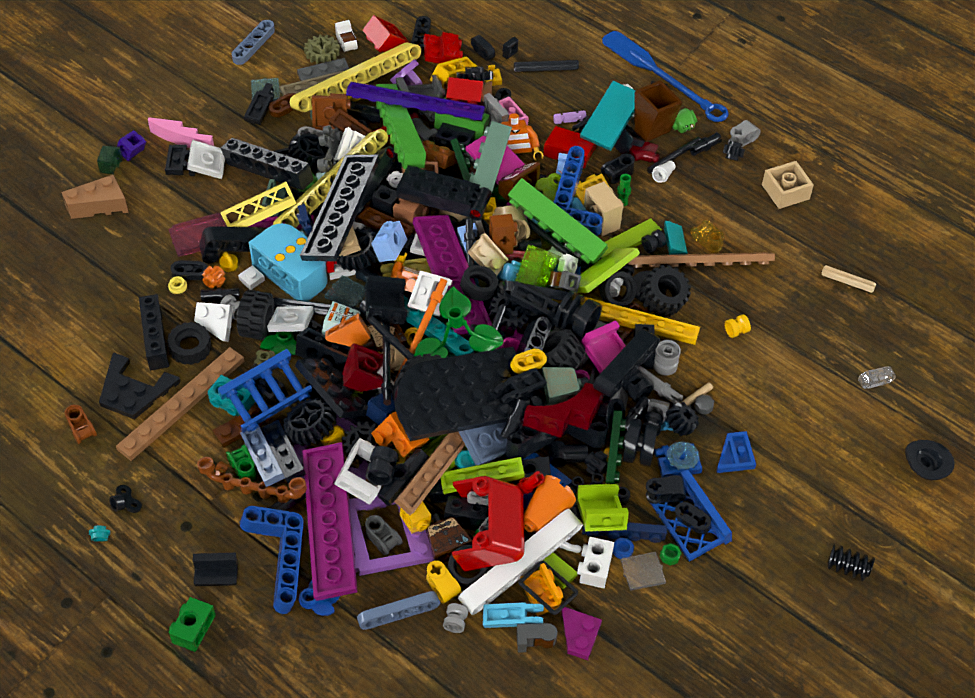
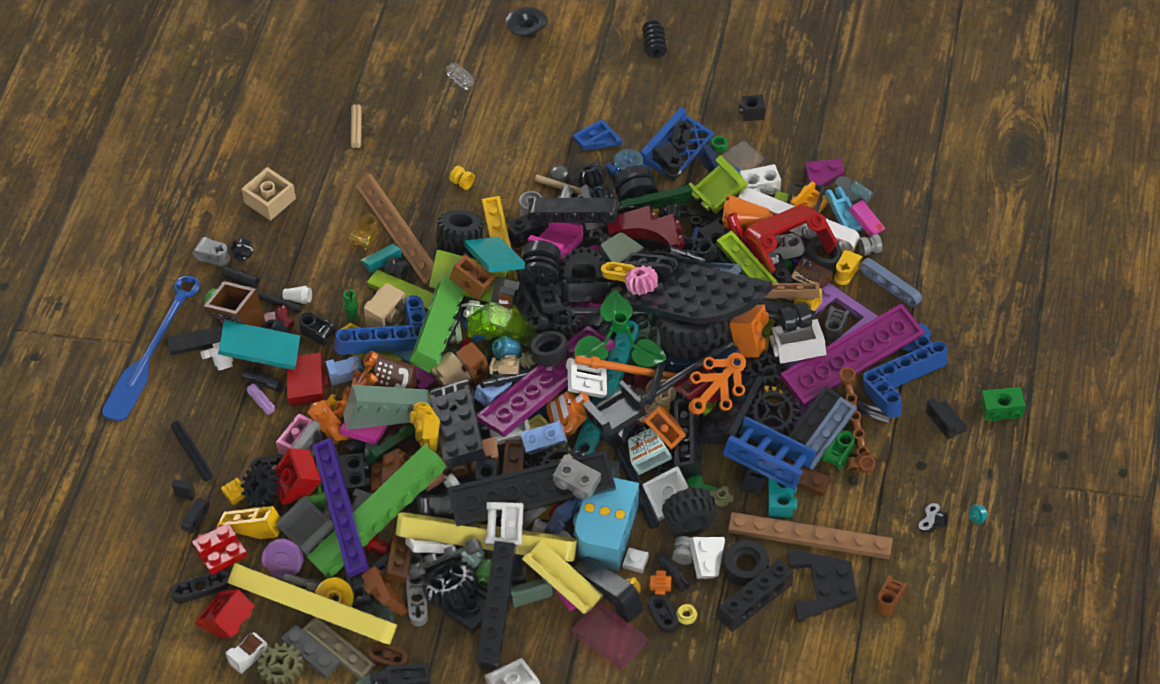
camera: 115 degrees left, 0 degrees up
(320, 225) = (576, 478): none -> light grey brick
(321, 178) = (510, 525): none -> white plate
(356, 382) = (719, 380): none -> orange plant
(382, 77) = (311, 584): none -> dark grey bar
(450, 166) = (425, 424): none -> yellow plate
(488, 630) = (866, 218): none -> dark pink tile
(497, 360) = (641, 280): none -> bright pink gear
(520, 634) = (862, 191): none -> clear light blue pin
(522, 154) = (358, 378): none -> orange plant
(590, 258) = (472, 277): none -> dark orange brick
(608, 285) = (494, 254): none -> teal tile
(701, 615) = (752, 108): none -> black brick

